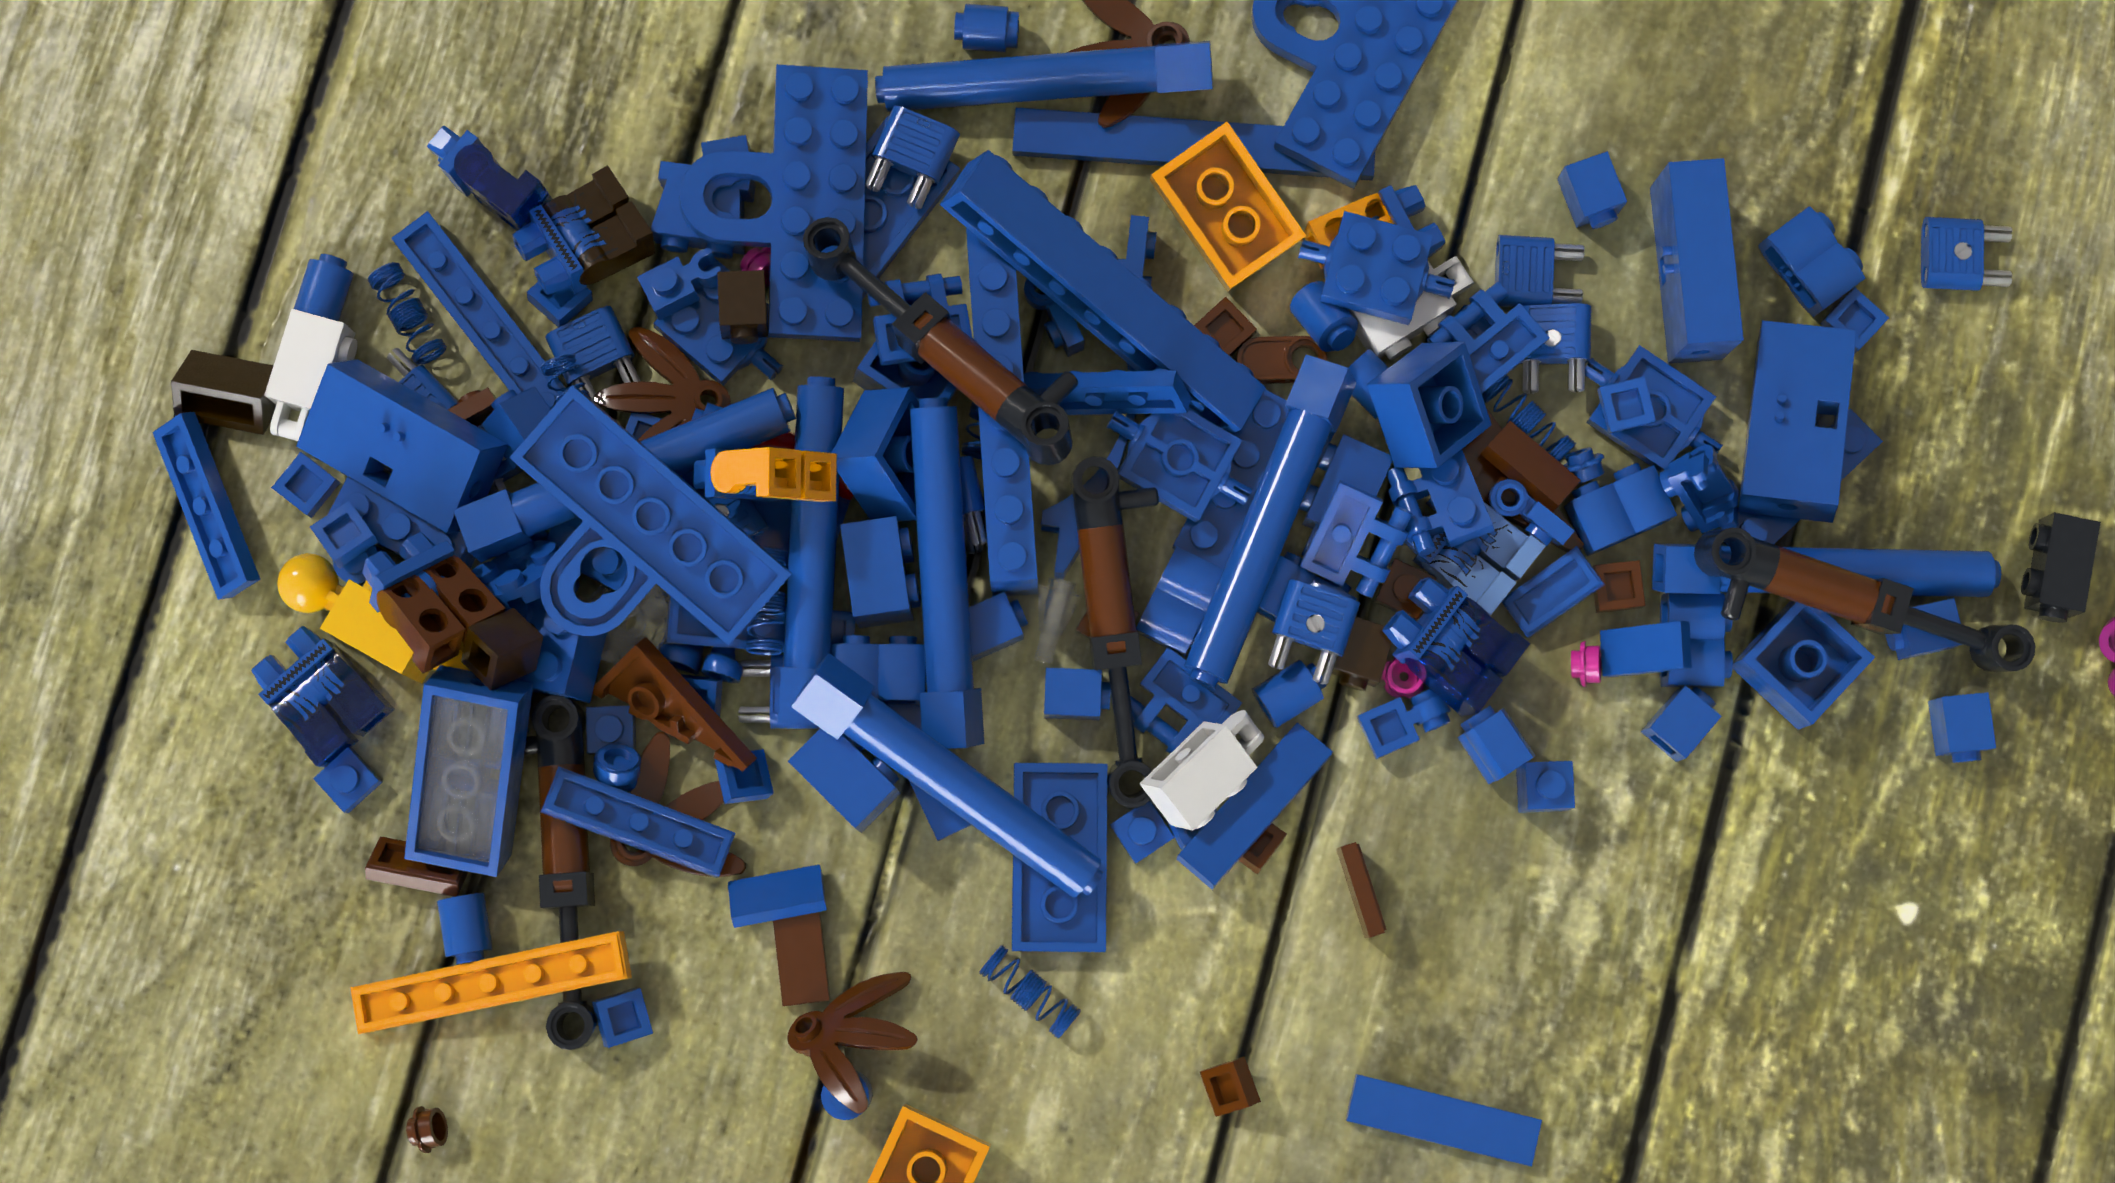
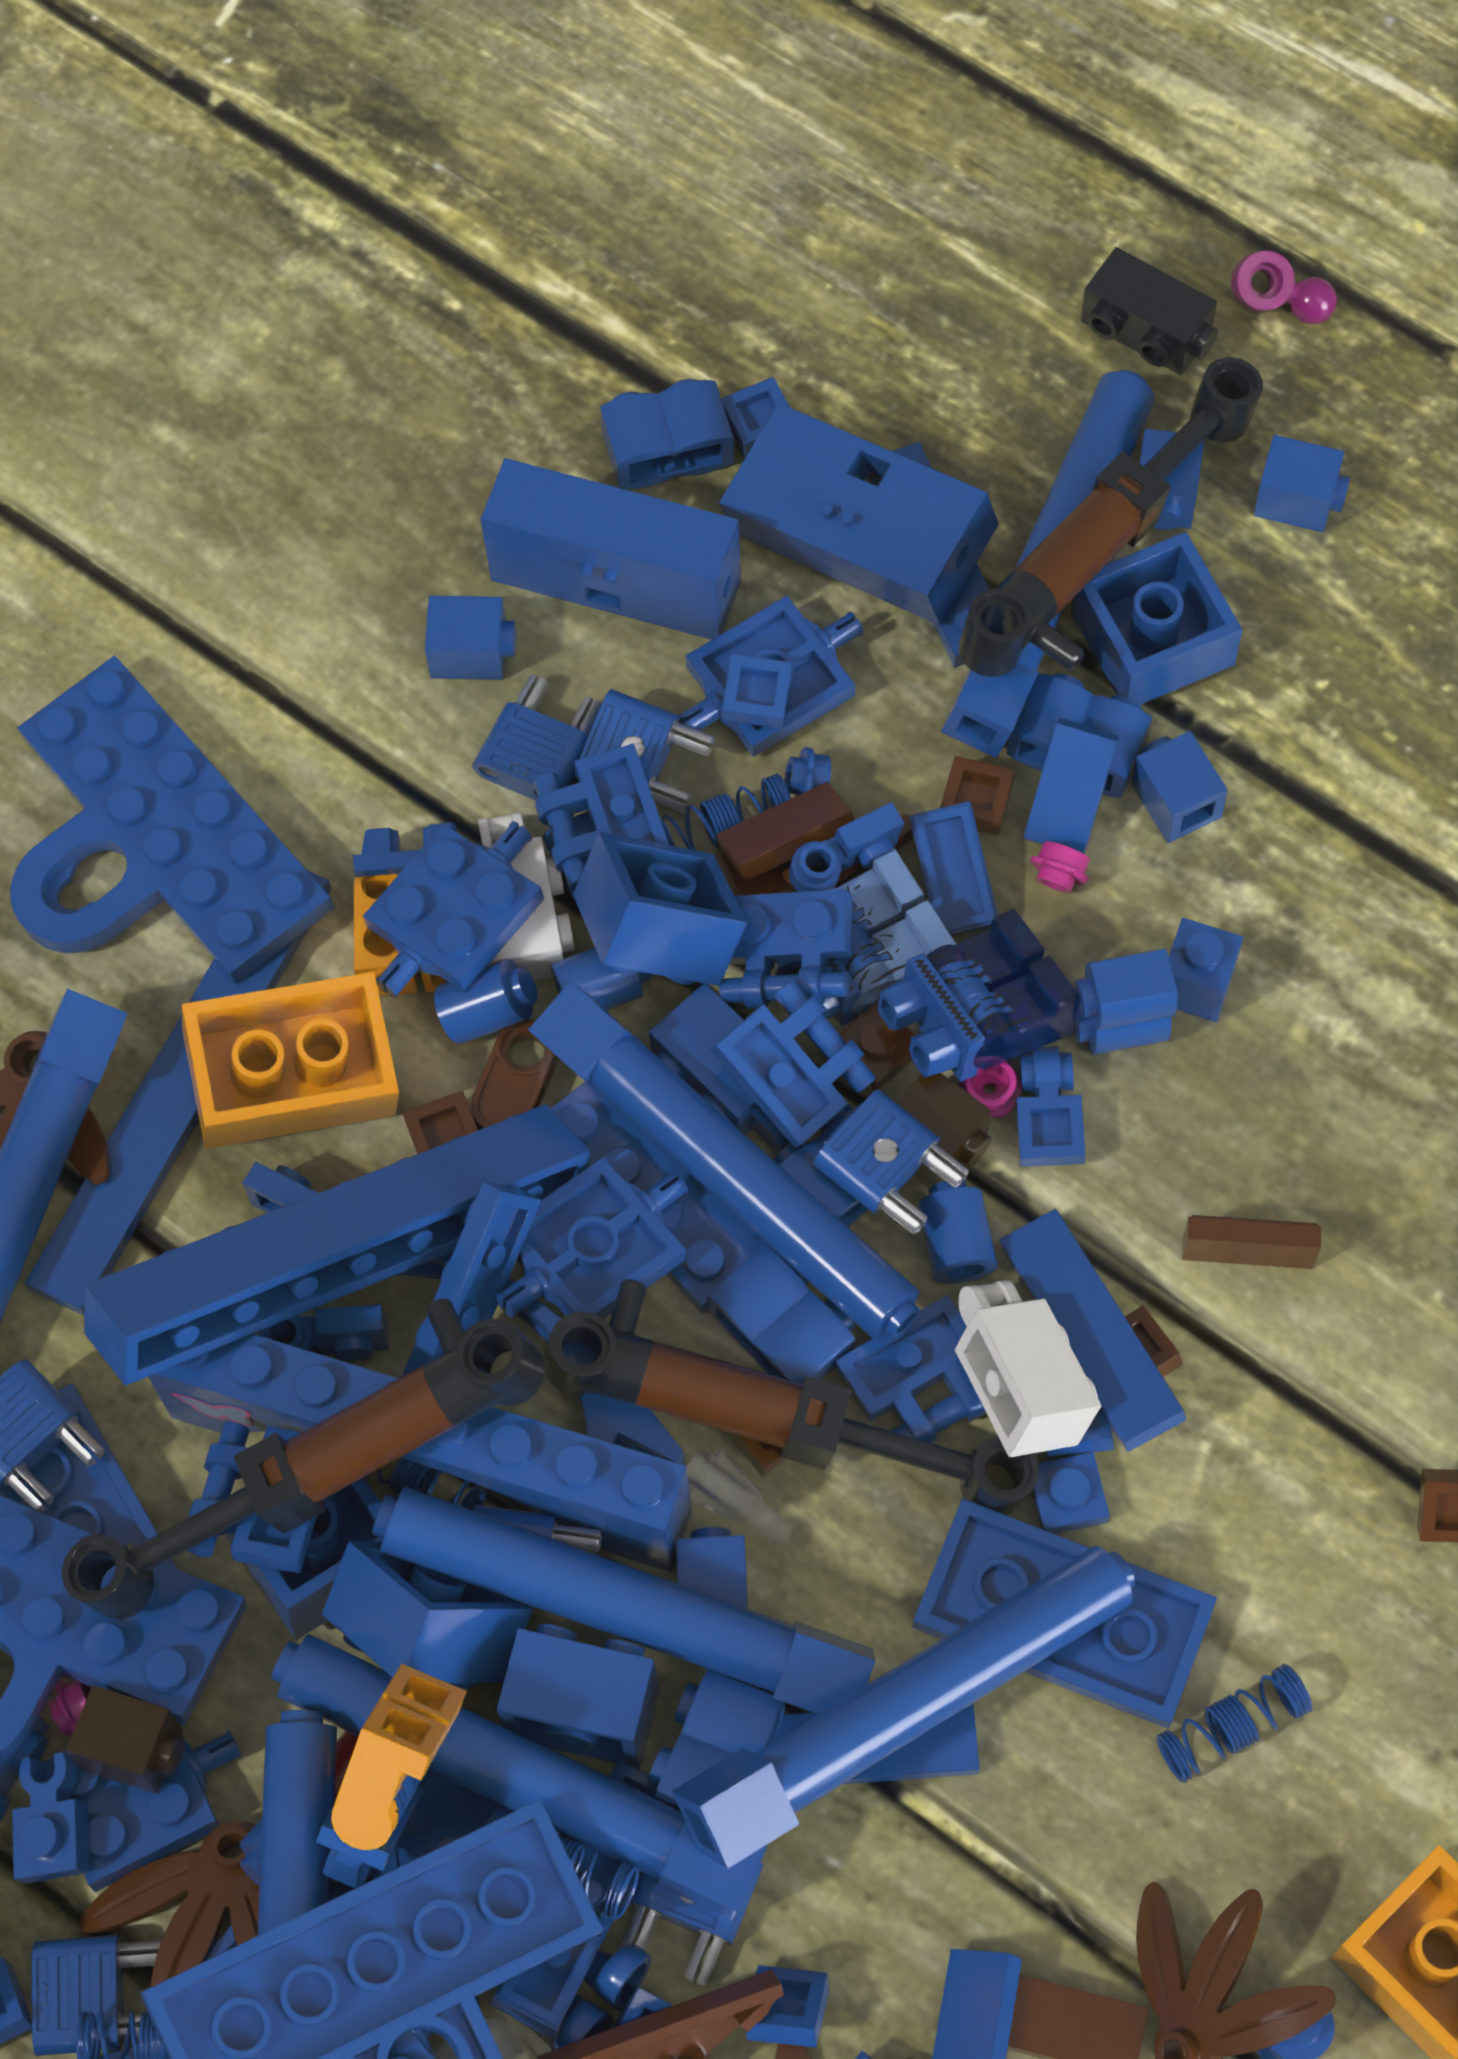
camera: 65 degrees left, 15 degrees down
(846, 777) = (849, 1852): blue brick -> none
(1075, 694) = (850, 1506): blue brick -> none
(1620, 508) = (880, 751): blue brick -> none
(1704, 490) = (898, 647): blue piece -> none
(1955, 254) = (727, 285): blue piece -> none

